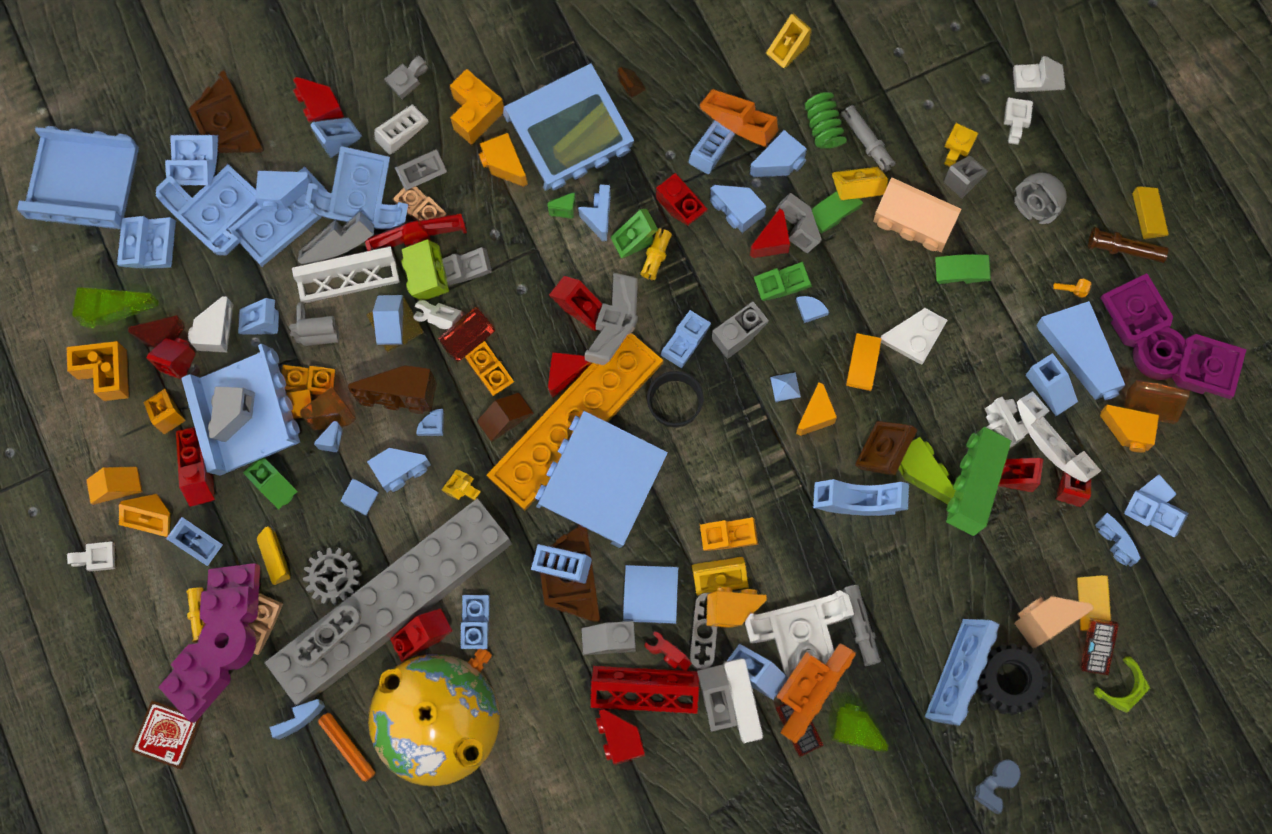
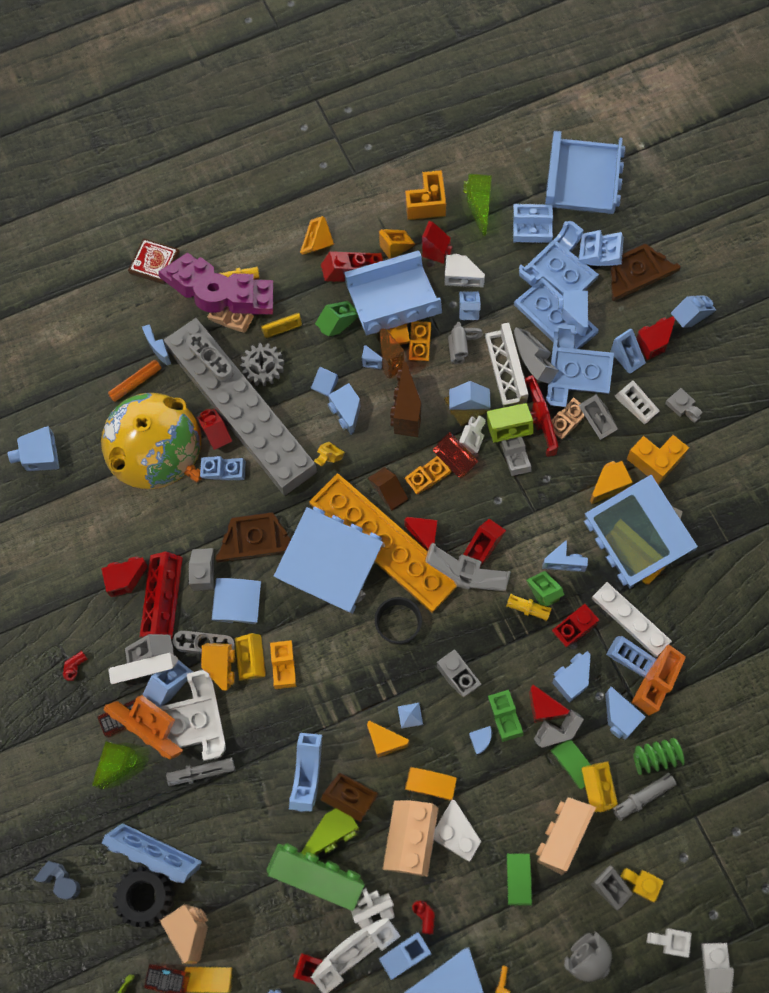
camera: 90 degrees right, 5 degrees down
(96, 558) = (285, 206): white plate -> none
(113, 483) = (340, 215): light orange slope -> none
(156, 331) = (456, 230): clear red slope -> none
(194, 541) = (294, 268): light blue slope -> none
(230, 411) = (391, 285): light grey slope -> none
(284, 59) = (693, 310): none -> light blue slope
(432, 424) = (382, 433): light blue tile -> none
(563, 206) = (570, 530): bright green slope -> none
(582, 568) = (259, 542): light blue slope -> none
(630, 82) = (690, 587): reddish brown slope -> none
(668, 145) = (631, 619): none -> white plate
(672, 655) = (186, 615): red plate -> none
(686, 339) = (453, 632): light blue slope -> none
(737, 797) = (71, 666): none -> red arm
(790, 41) = (735, 726): yellow slope -> none
(927, 382) = (411, 837): none -> light nougat slope
(1006, 366) = (426, 914): none -> red arm
(1022, 474) = (324, 918): red slope -> none

